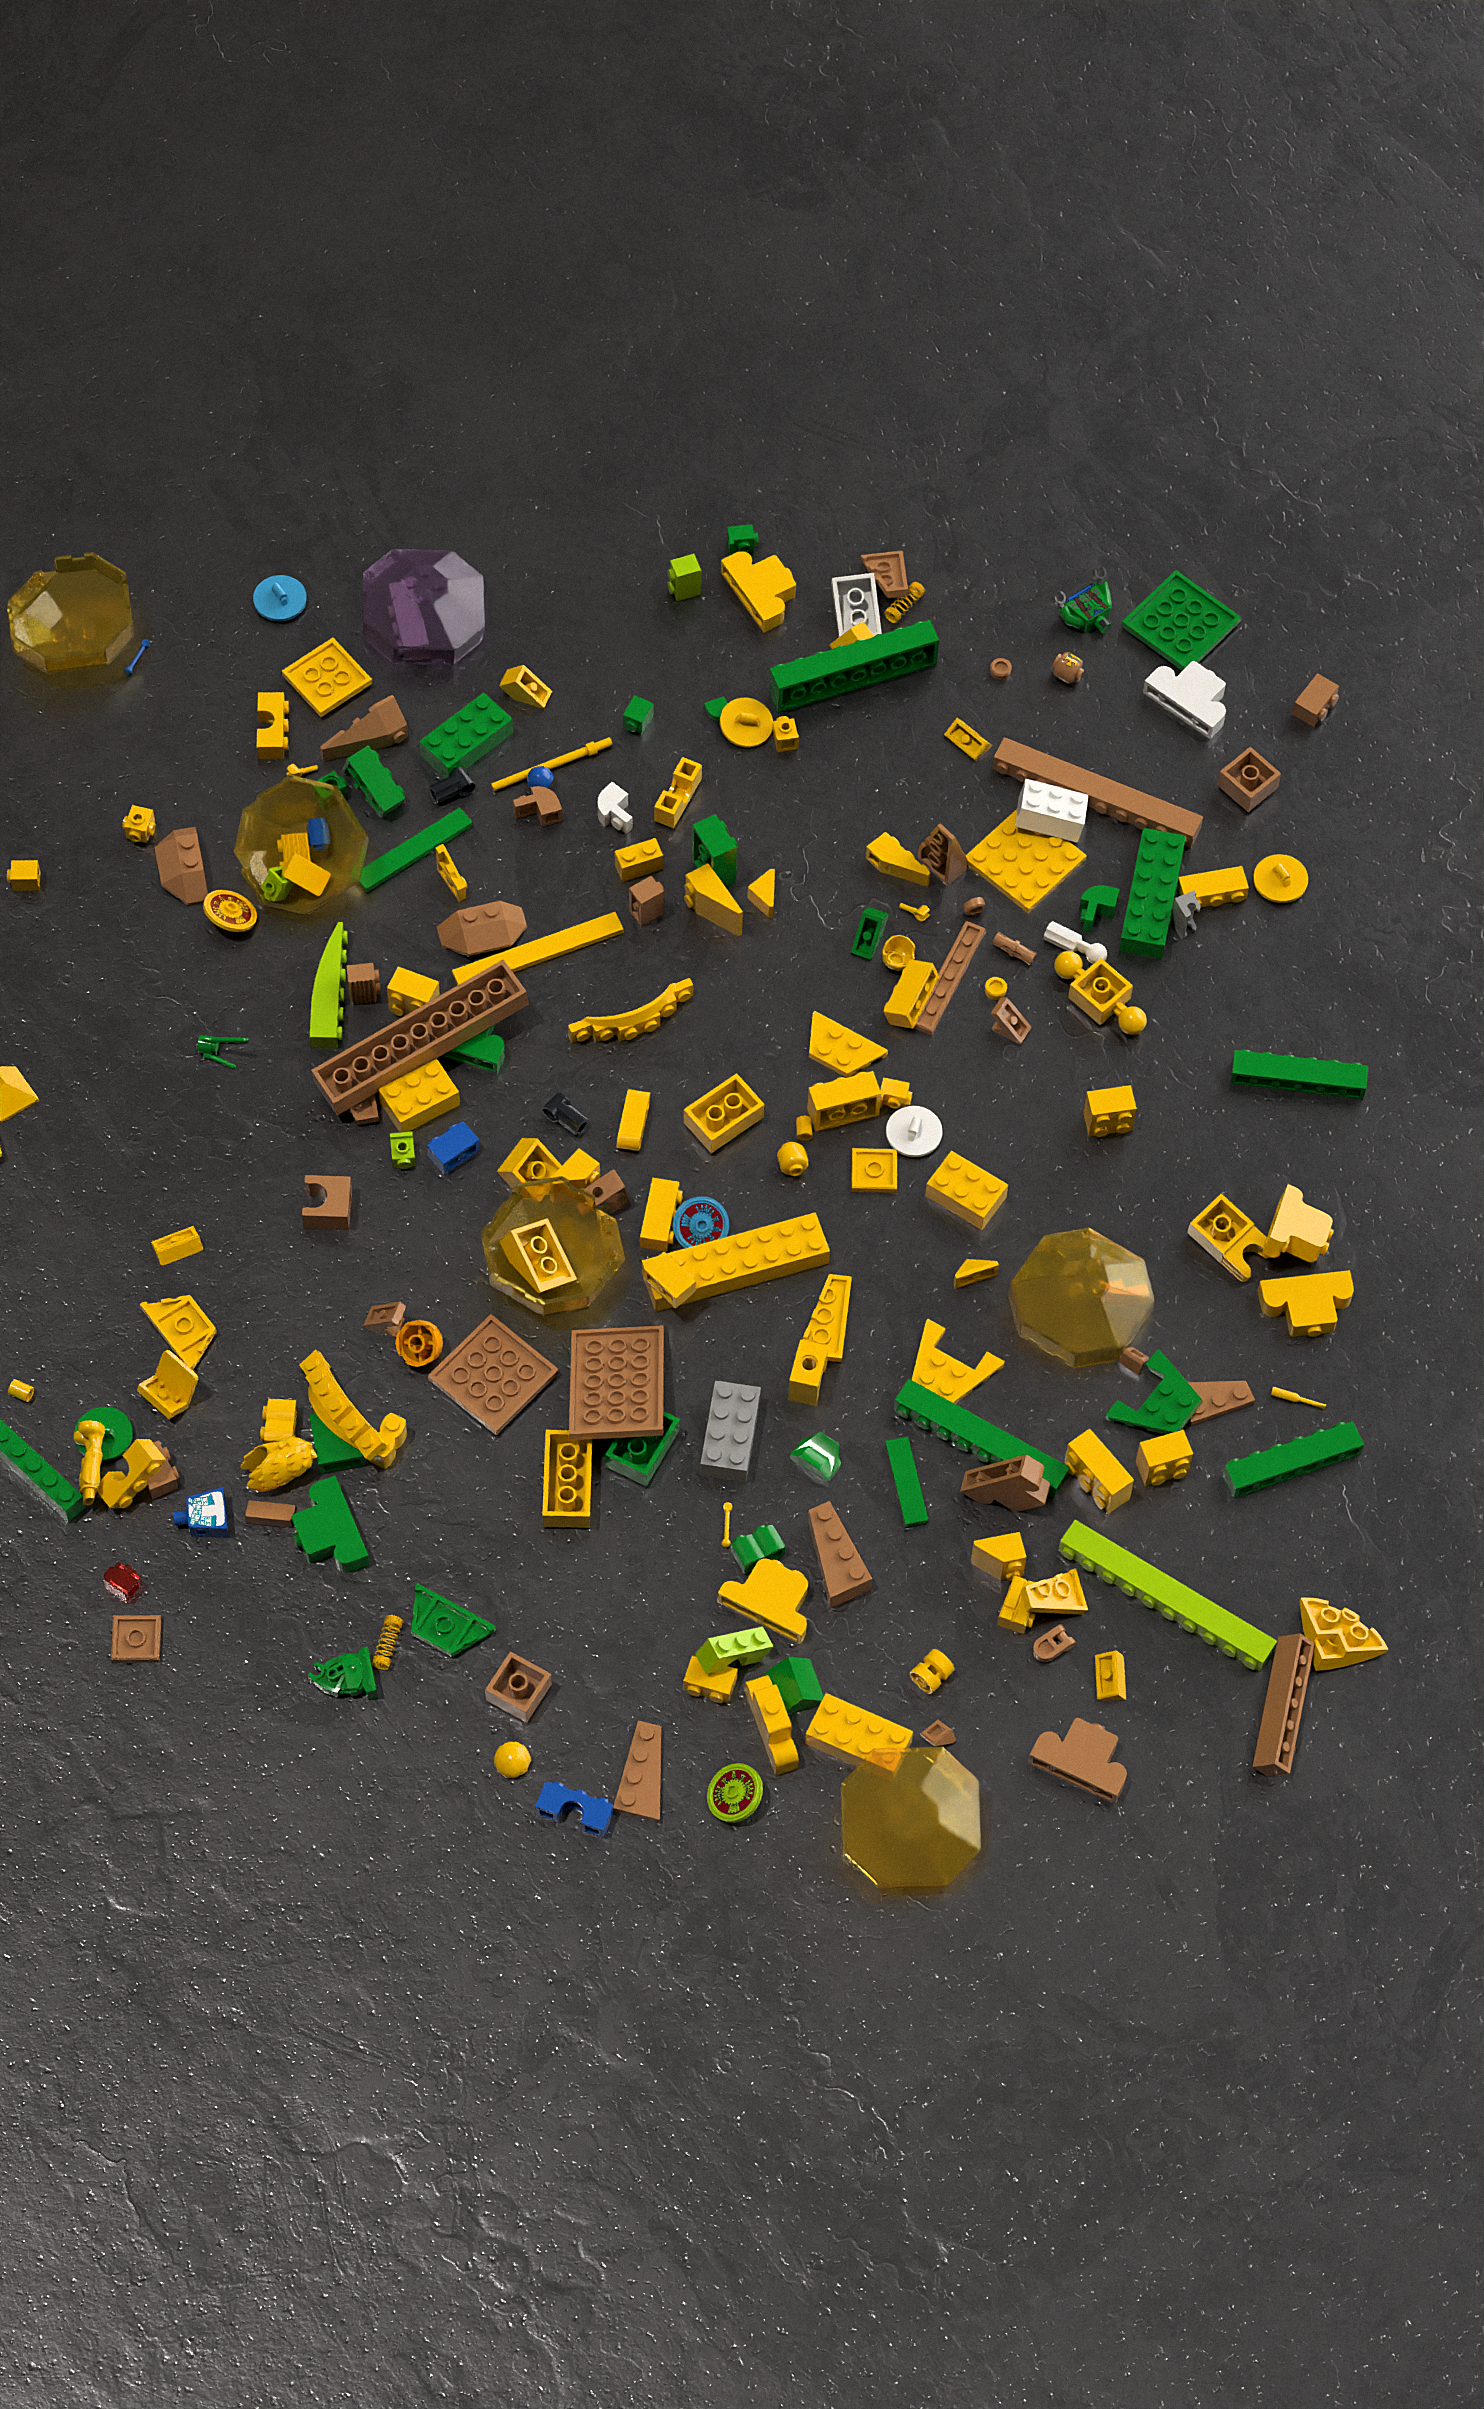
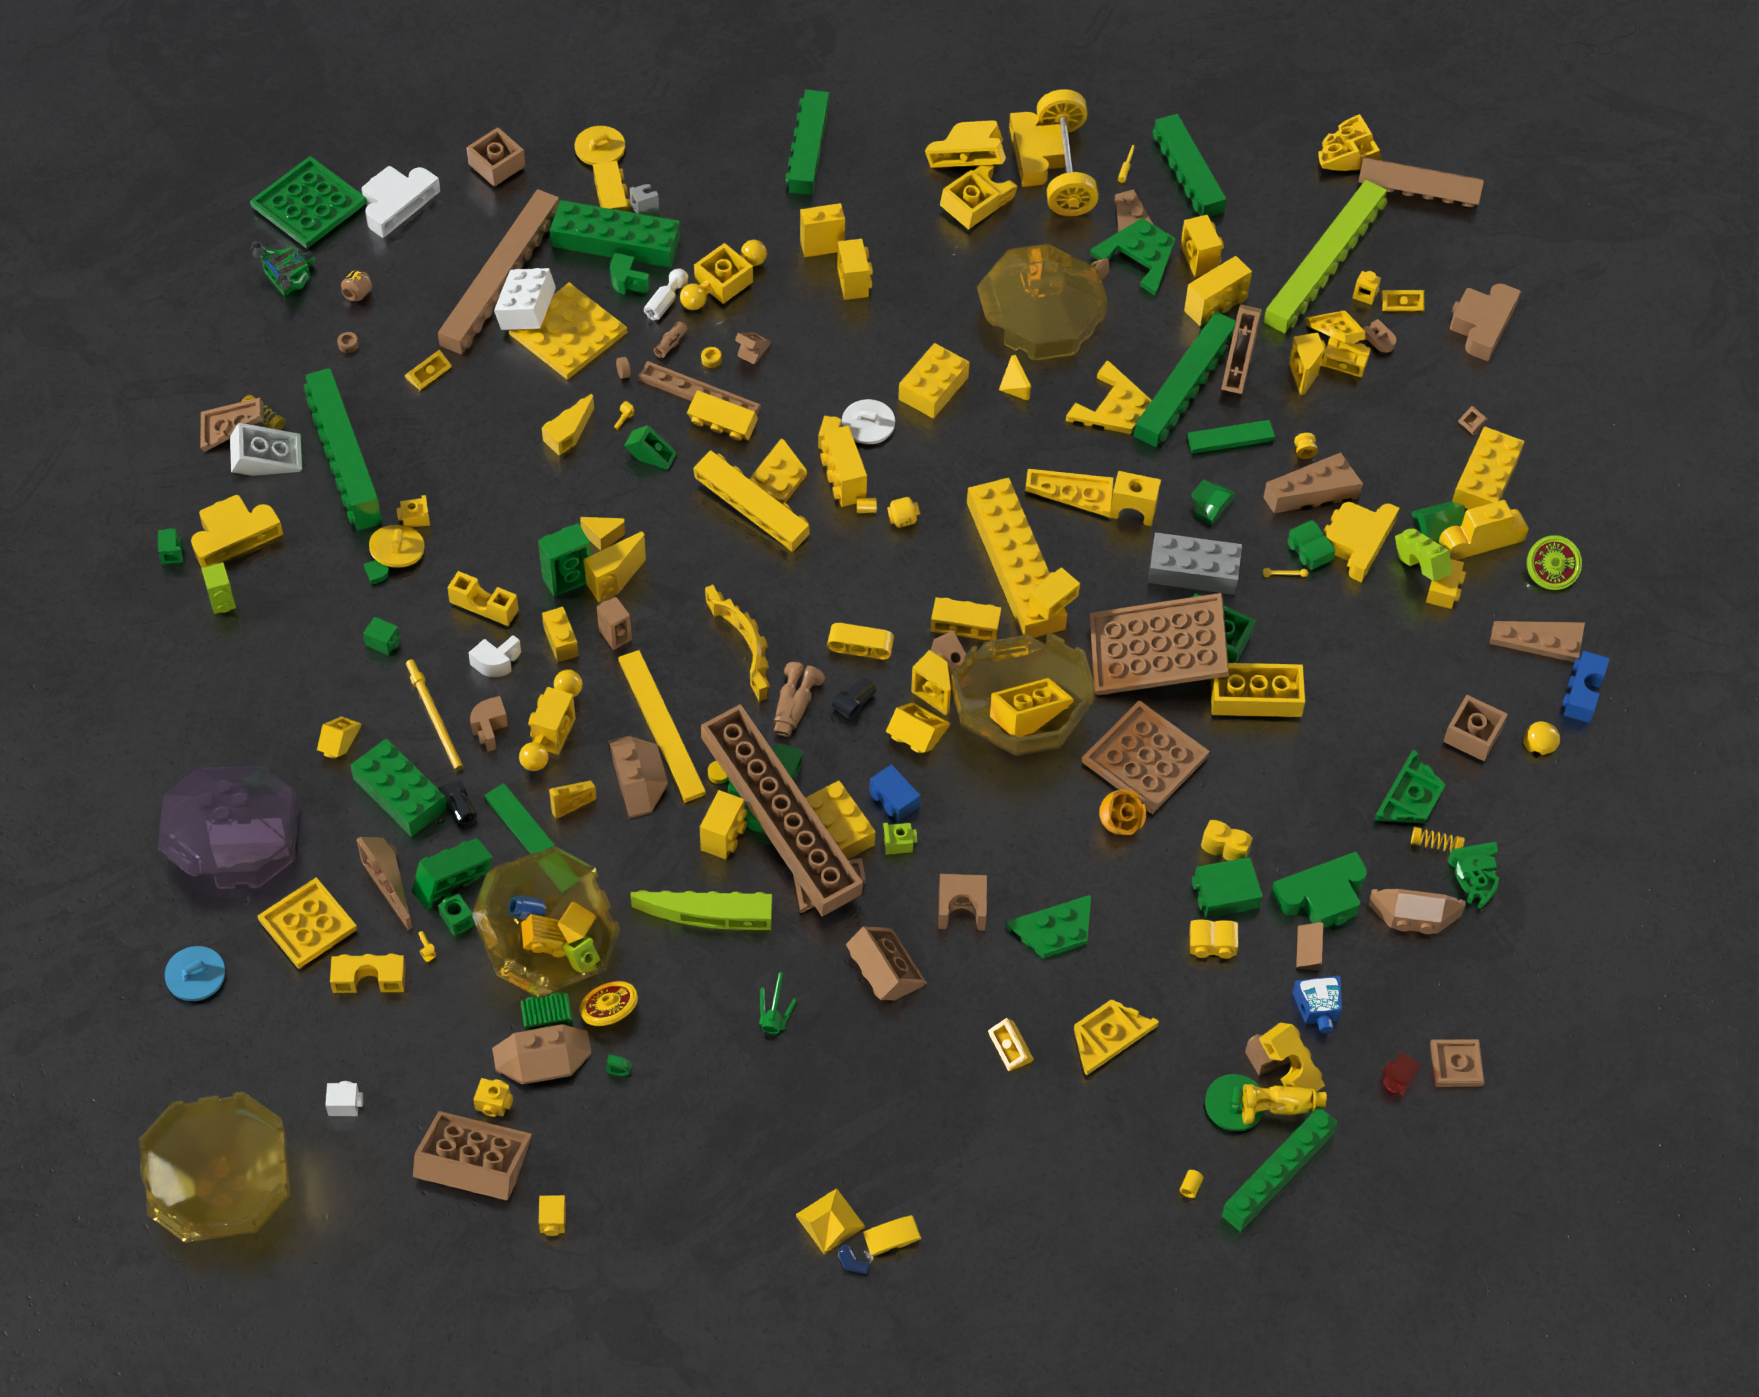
camera: 90 degrees left, 5 degrees down
(87, 813) = (471, 1155): none -> medium nougat slope
(147, 714) = (343, 1099): none -> white brick
(168, 921) = (618, 1066): none -> green tile
(171, 1385) = (1181, 1036): yellow bracket -> none
(224, 865) = (546, 1011): none -> green brick
(265, 1138) = (885, 963): none -> medium nougat slope
(278, 1463) = (1259, 923): yellow head -> none
(301, 1287) = (1055, 928): none -> green wing
(302, 1611) = (1415, 909): none -> medium nougat wedge
(336, 1409) = (1199, 881): yellow piece -> none
(363, 983) = (706, 870): medium nougat brick -> none
(386, 1318) = (1091, 846): medium nougat slope -> none
(533, 852) = (551, 720): none -> yellow brick
(539, 776) = (456, 720): blue piece -> none
(561, 1059) = (793, 702): none -> medium nougat piece
(700, 1221) = (978, 583): dark azure shield -> none
(724, 1113) = (856, 563): yellow brick -> none
(800, 1019) = (751, 500): none -> yellow brick
(858, 632) = (309, 454): yellow slope -> none
(874, 1170) = (909, 454): yellow tile -> none
(892, 1553) = (1306, 445): none -> yellow wheel
(898, 952) = (676, 426): yellow hair -> none
(910, 1817) = (1568, 429): clear yellow windscreen -> none
(932, 1671) = (1416, 416): yellow wheel -> none
(943, 855) = (576, 377): medium nougat wedge -> none
(1120, 1635) = (1369, 282): none -> yellow brick
(1159, 1079) = (821, 229): none -> yellow brick
(1315, 700) = (408, 108): medium nougat brick -> none
(1352, 1321) = (1073, 191): none -> yellow axle

